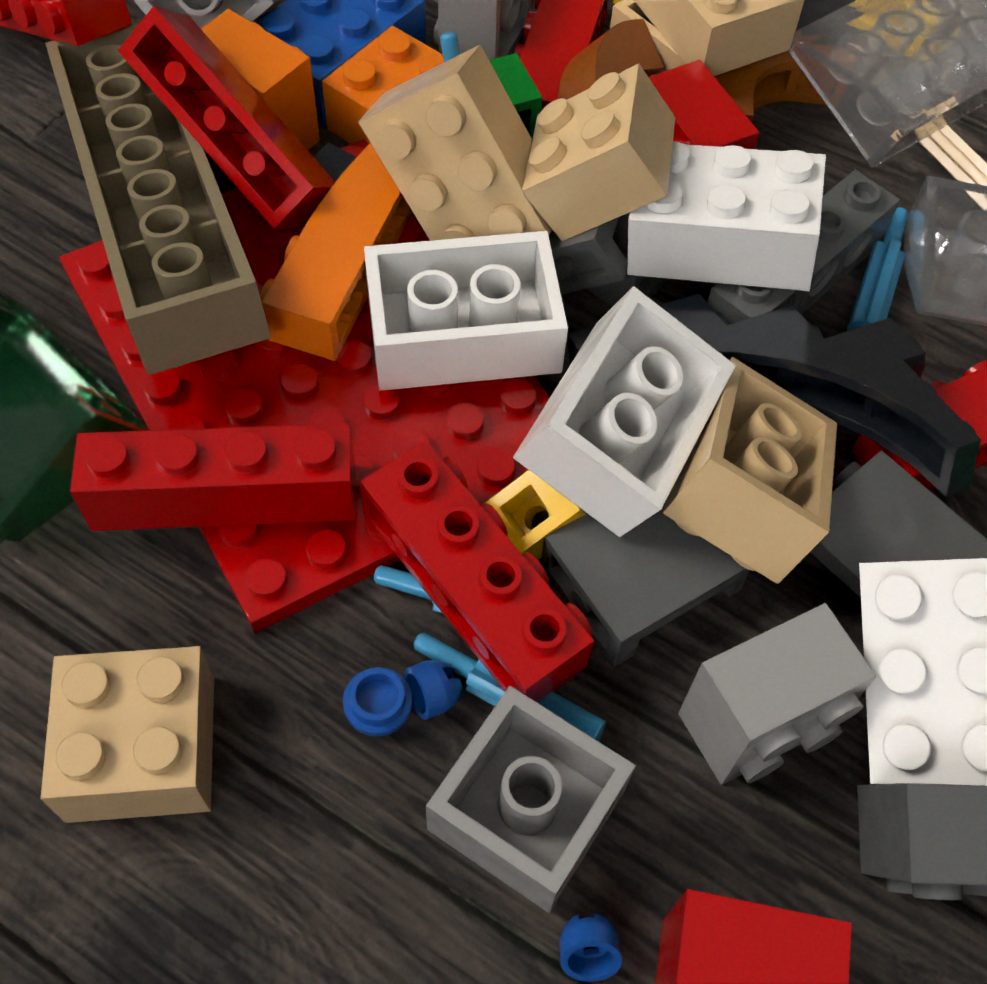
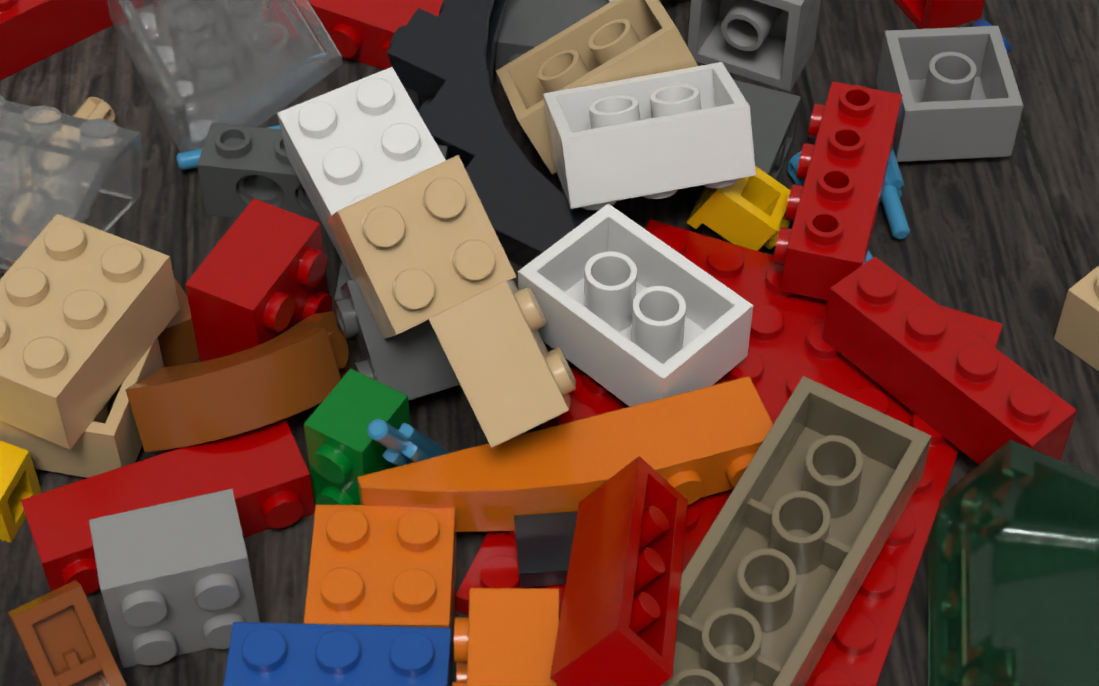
camera: 125 degrees left, 10 degrees down
(377, 701) = (968, 224): blue plate -> none
(432, 688) = (926, 201): blue hinge -> none

